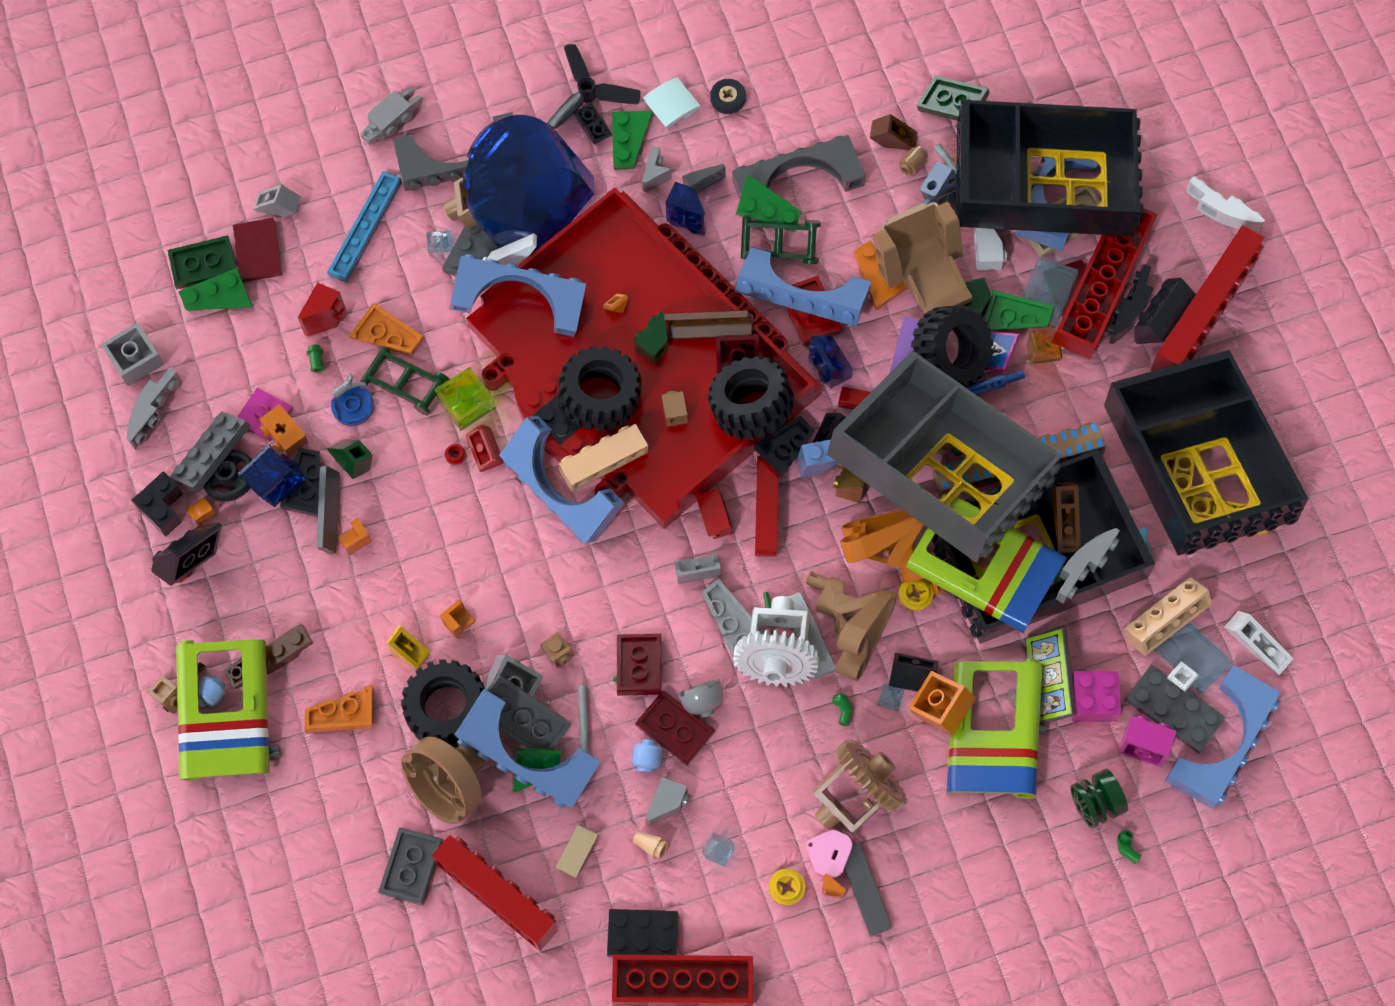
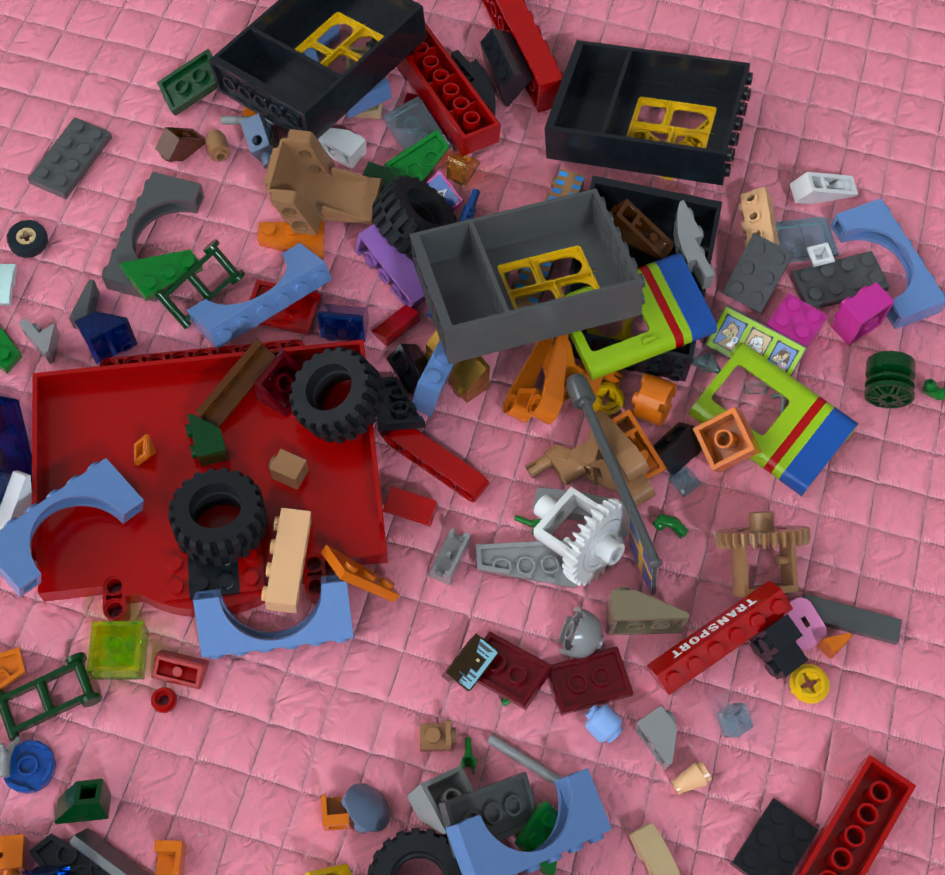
camera: 60 degrees left, 5 degrees down
(473, 636) = (366, 808): none -> sand blue dish
(555, 681) = (468, 760): none -> green hand
(625, 635) = (471, 662): none -> panel
(629, 513) = (359, 576): none -> orange wing
(743, 722) = (637, 613): none -> dark tan slope
(769, 794) = (719, 637): none -> red brick
(794, 845) = (779, 647): none -> black brick
(798, 685) = (639, 539): none -> dark grey flag
(819, 69) = (70, 158): none -> dark grey plate
(888, 639) = (631, 428): none -> orange slope
(937, 628) = (653, 400): none -> orange brick
(1004, 648) = (706, 363): none -> clear light blue slope
(1119, 636) = (757, 272): none -> black plate

